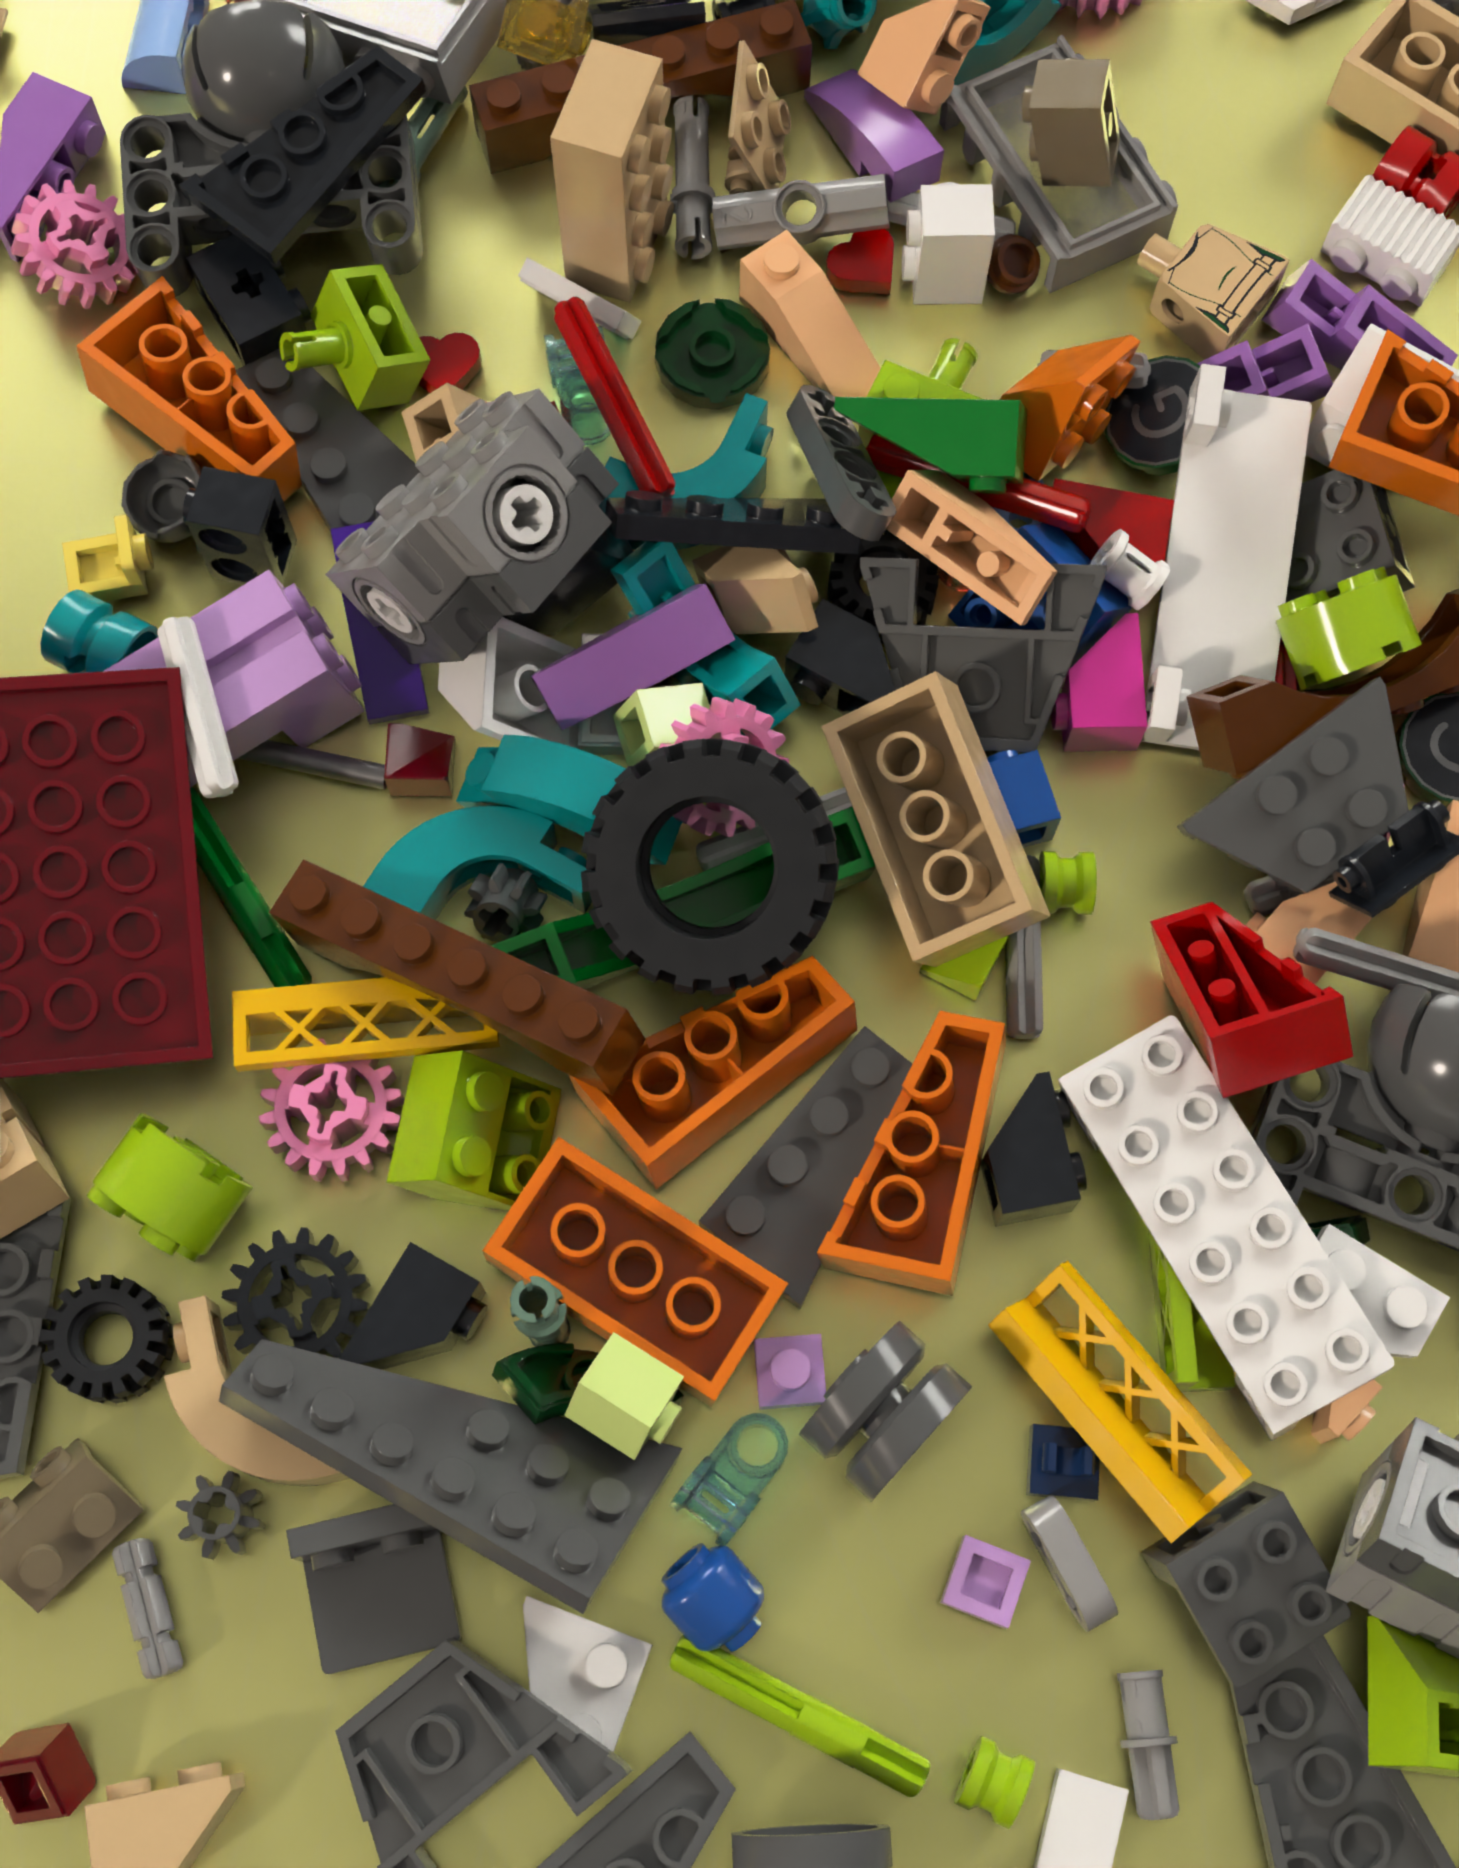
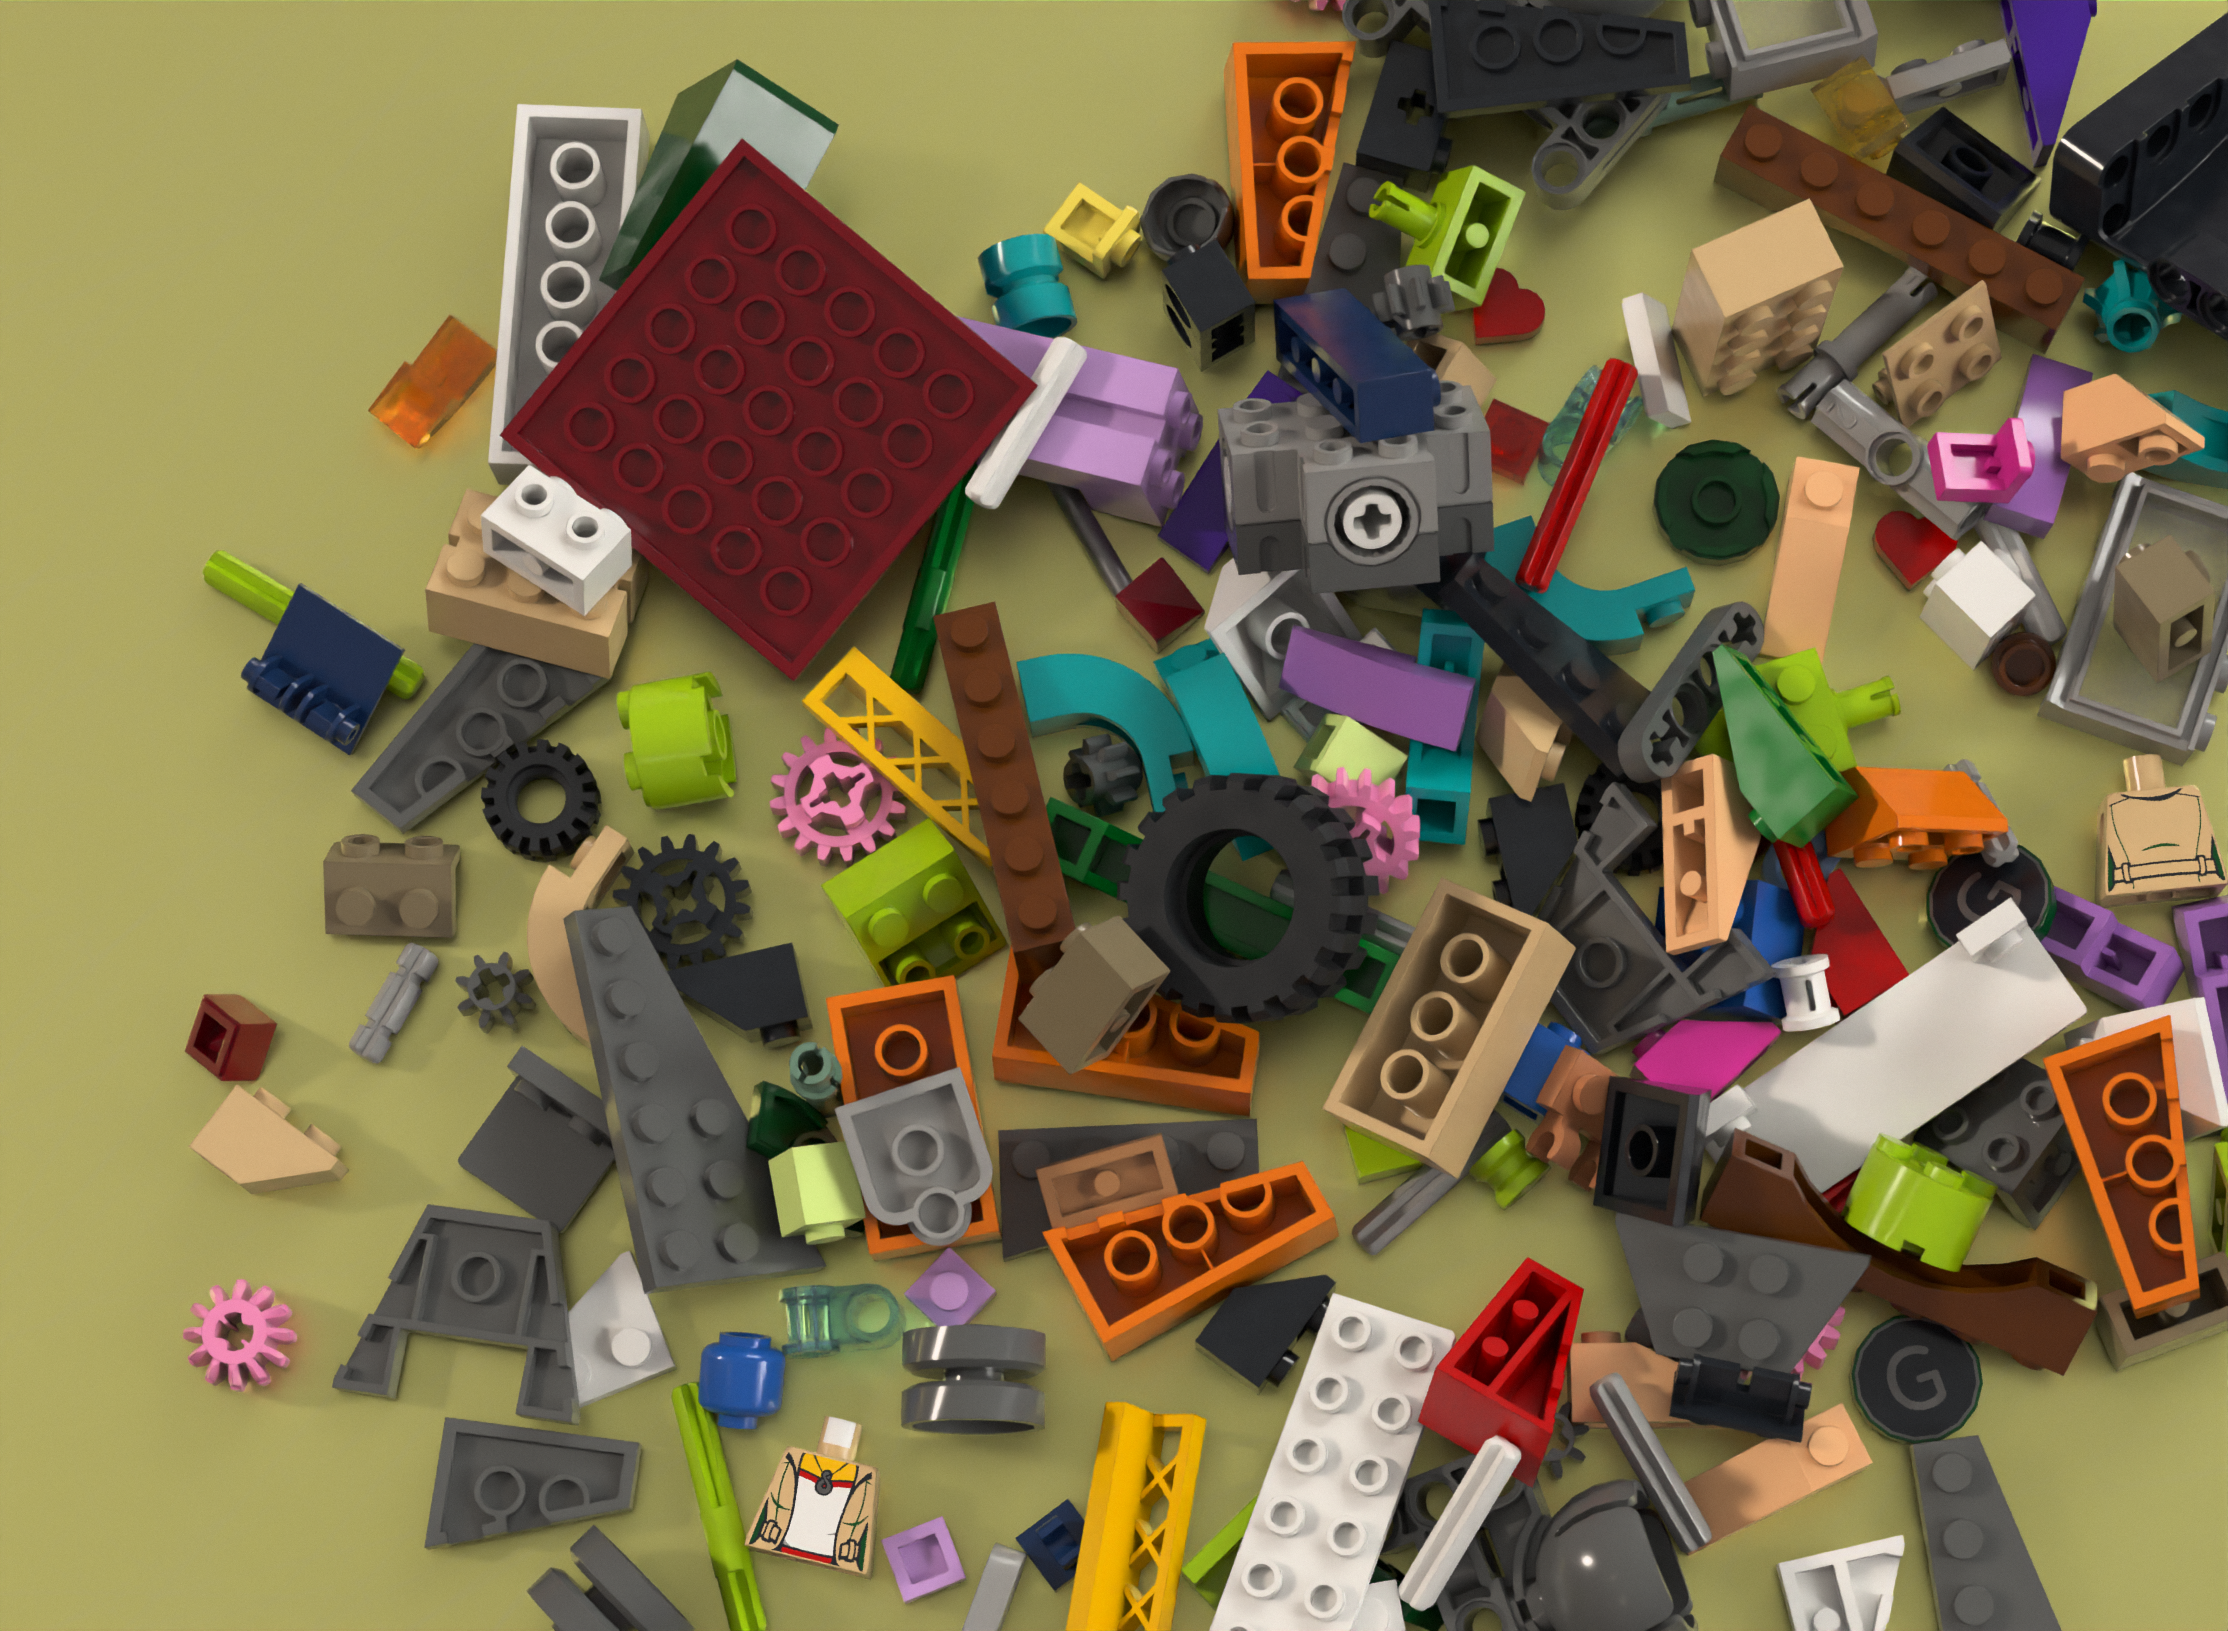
camera: 55 degrees right, 5 degrees up
(385, 388) = (1413, 302): none -> dark grey gear
(395, 445) = (1355, 365): none -> dark blue brick
(676, 1288) = (919, 1155): none -> light grey plate
(678, 1037) = (1092, 993): none -> dark tan brick
(819, 1170) = (1107, 1181): none -> medium nougat plate
(867, 147) = (1981, 465): none -> dark pink bracket
(873, 1625) = (821, 1505): none -> torso
(1084, 788) = (1575, 1104): none -> nougat plate
(1160, 759) = (1652, 1150): none -> black slope
(1335, 1133) = (1459, 1522): none -> white axle

